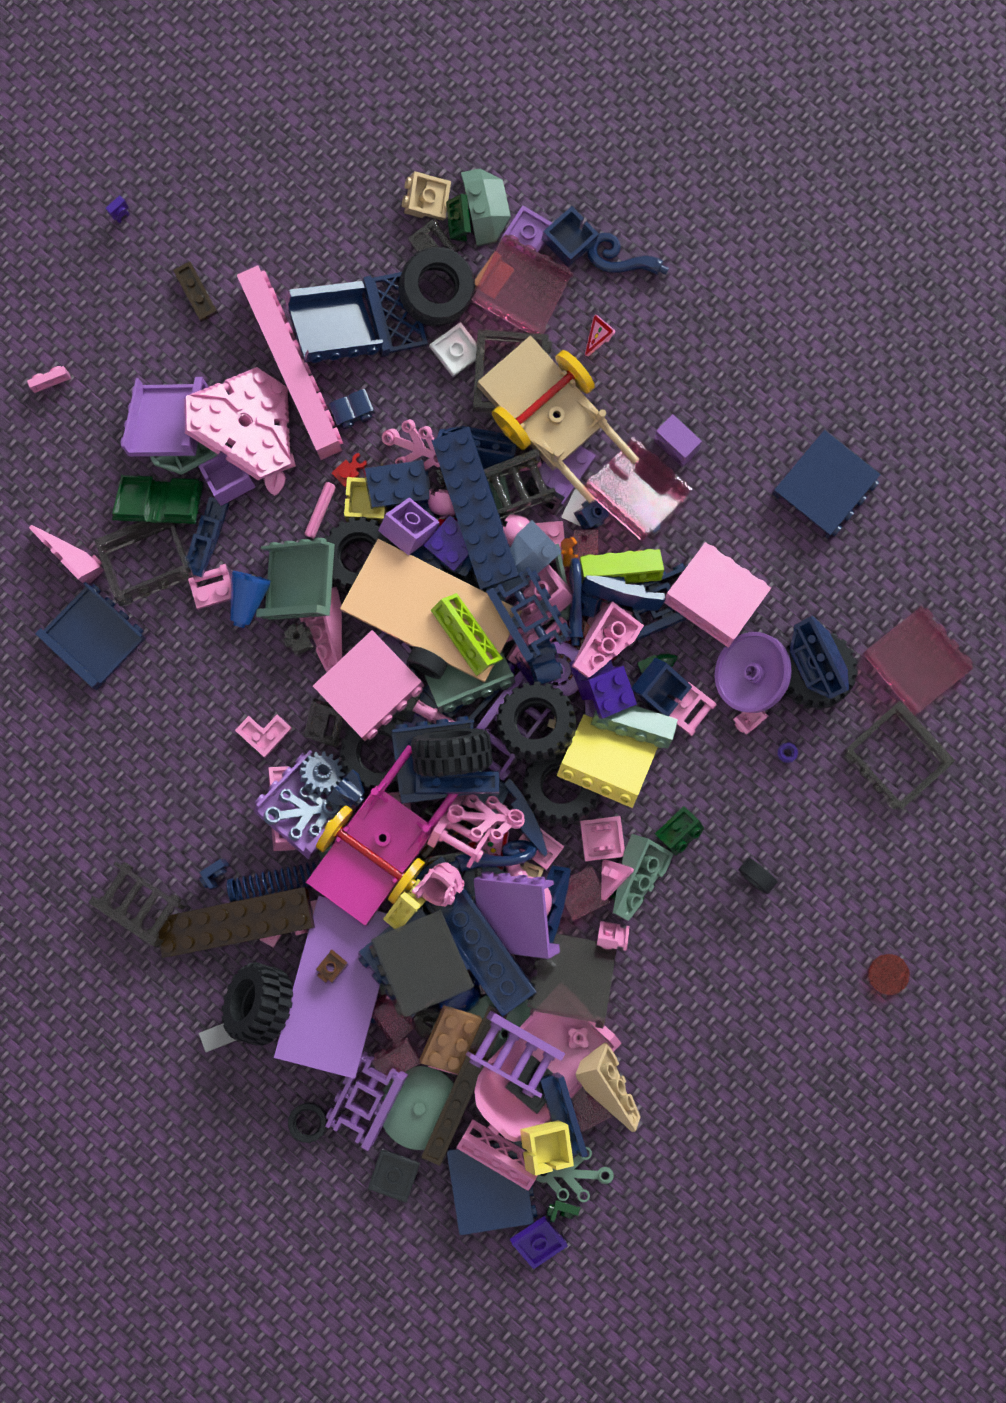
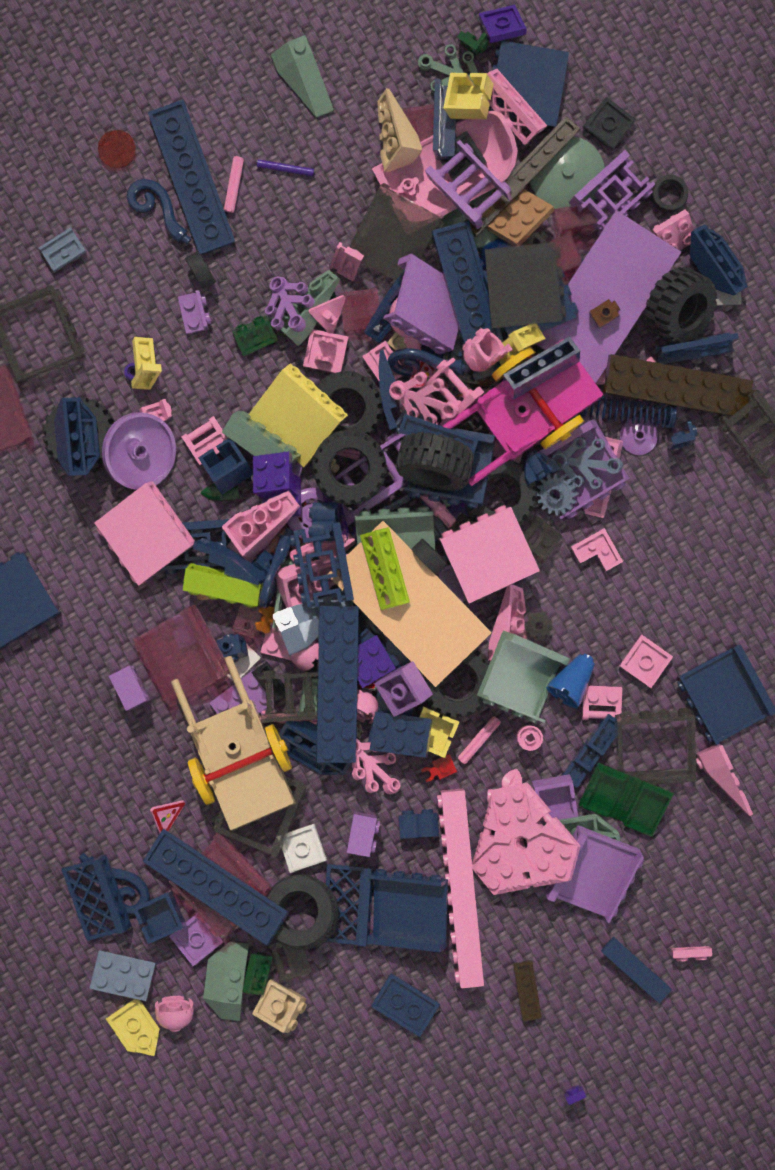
camera: 175 degrees left, 5 degrees up
(97, 345) = (636, 969): none -> dark blue slope
(181, 641) = (646, 661): none -> bright pink plate
(223, 974) = (696, 349): none -> dark blue fence
(235, 1067) = (717, 261): none -> dark blue wedge
(259, 851) = (632, 443): none -> medium lavender dish
(271, 527) = (529, 737): none -> bright pink wheel
(288, 1081) = (676, 230): none -> bright pink plate
(307, 239) = (405, 1004): none -> dark blue plate
(375, 883) = (541, 368): none -> brick
(402, 377) = (362, 834): none -> medium lavender piece
(525, 157) = (174, 1012): none -> bright pink cylinder
(526, 281) = (216, 887): none -> dark blue plate
(557, 133) = (135, 1028): none -> light yellow tile
(586, 174) = (122, 975): none -> sand blue plate
(626, 243) = (111, 896): none -> dark blue fence
(672, 887) = (278, 287): none -> medium lavender plant
(710, 1014) = (285, 167): none -> dark purple bar
(731, 1120) = (299, 69): none -> sand green wedge
(749, 833) = (193, 312): none -> medium lavender bracket
(756, 978) = (233, 185): none -> bright pink axle
(779, 763) = (145, 366): none -> light yellow bracket
(801, 912) = (174, 229): none -> dark blue plant
(802, 971) = (191, 177): none -> dark blue plate
(904, 851) = (62, 249): none -> sand blue plate

